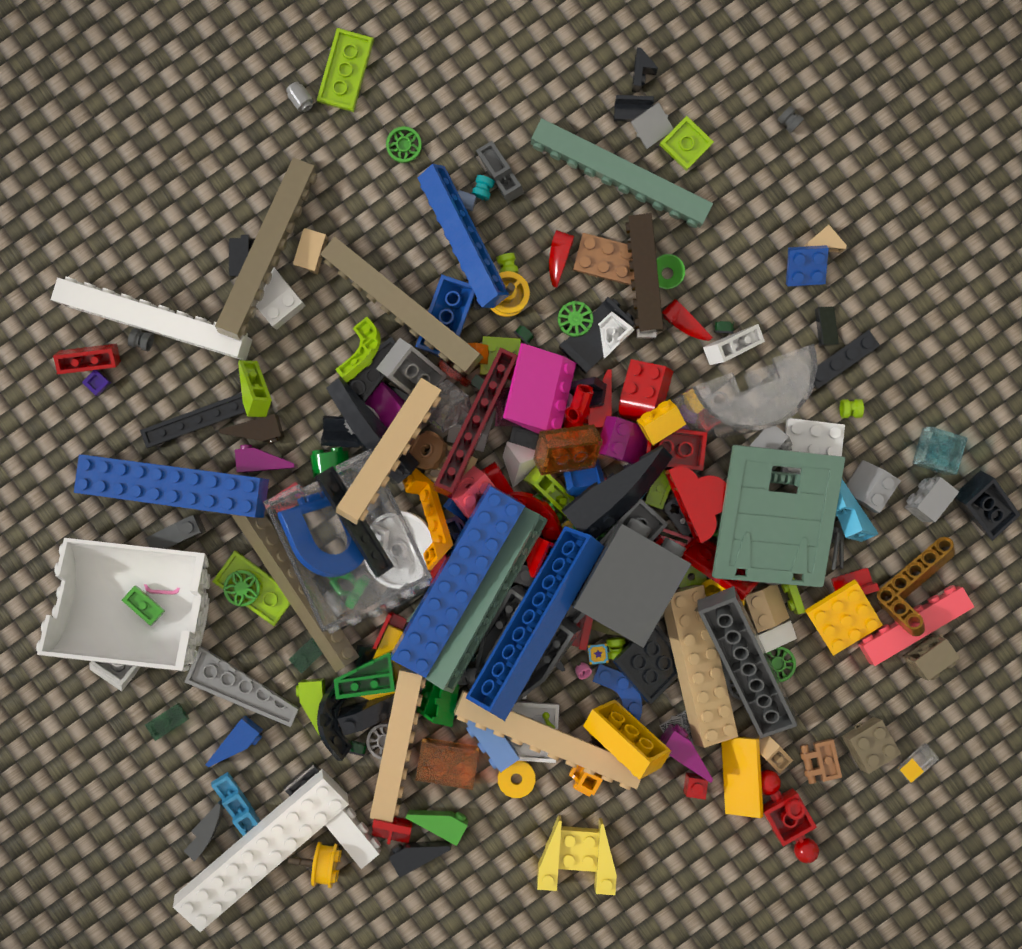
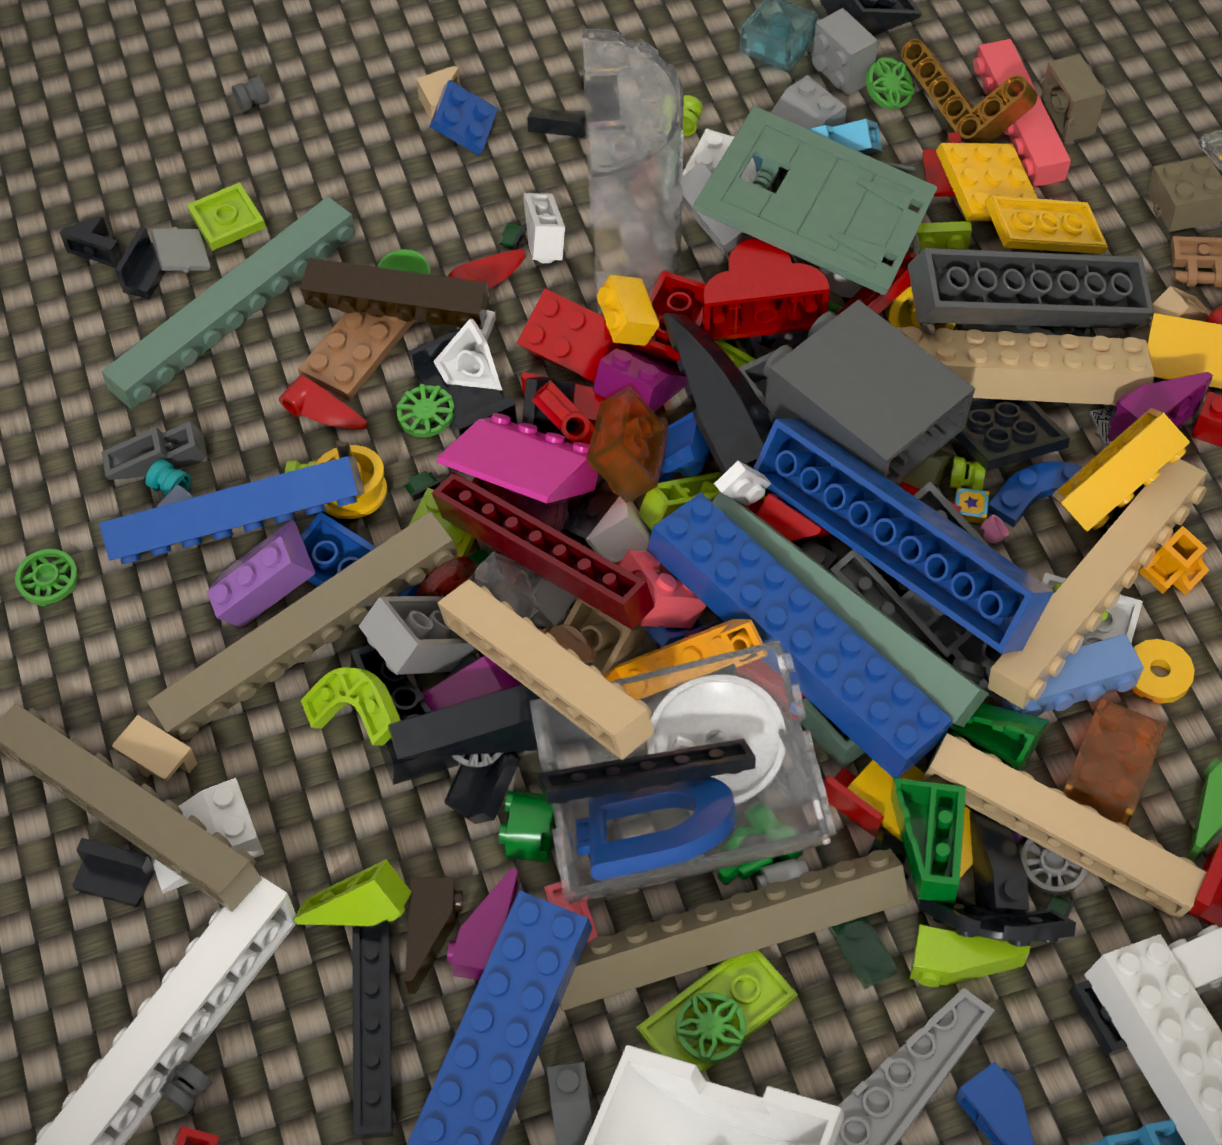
camera: 70 degrees left, 30 degrees down
(429, 266) = (261, 577): none -> medium lavender slope
(546, 527) = (743, 484): none -> white plate
(817, 659) = (1045, 224): none -> yellow tile
(915, 534) = (889, 83): none -> bright green wheel

